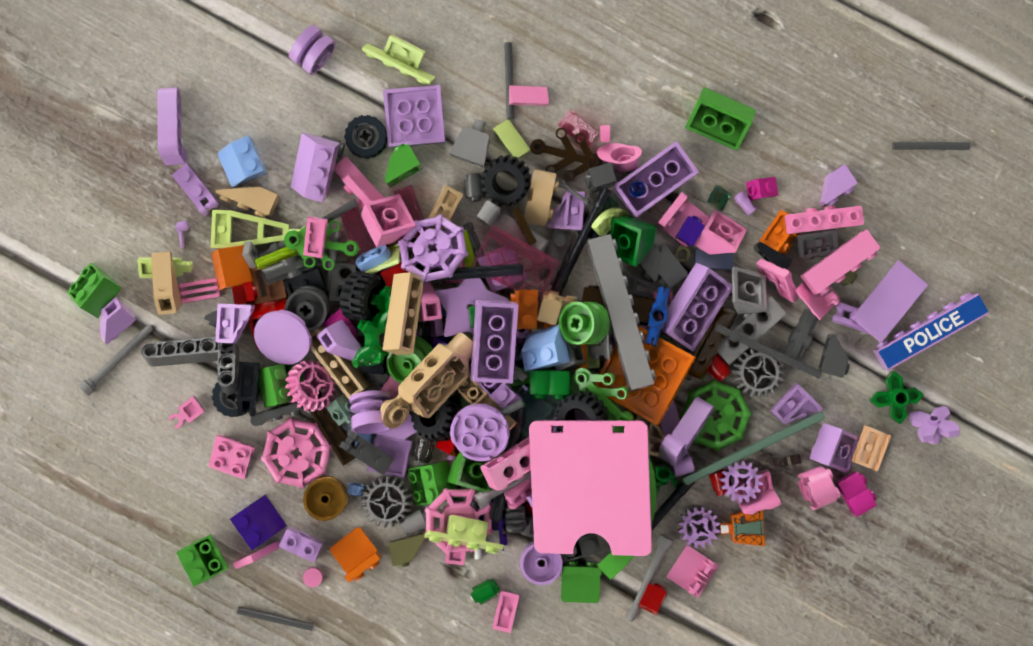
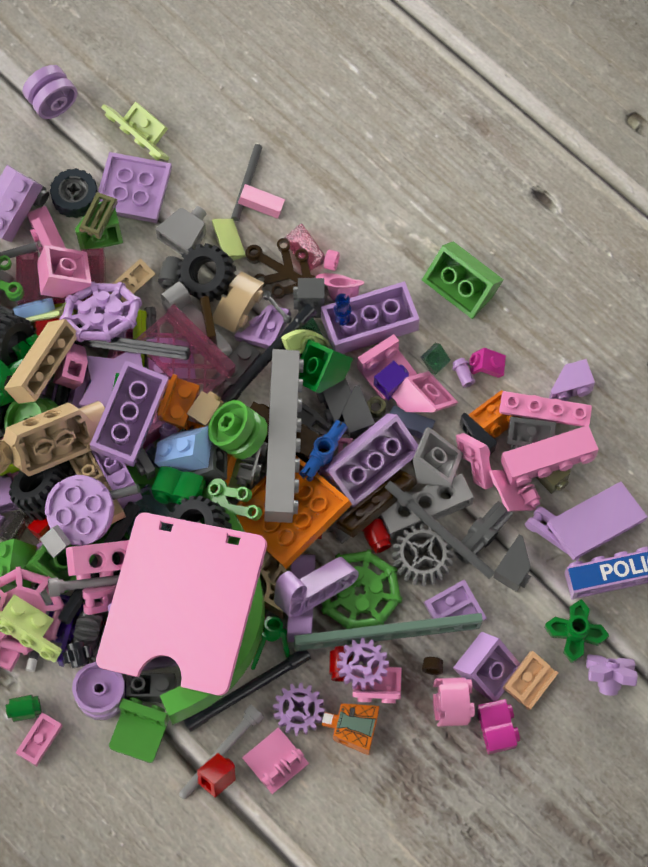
camera: 15 degrees right, 20 degrees down
(400, 168) = (92, 229): none -> olive tile
(469, 462) = (55, 541): none -> light grey tile
(516, 542) = (77, 654): none -> black gear

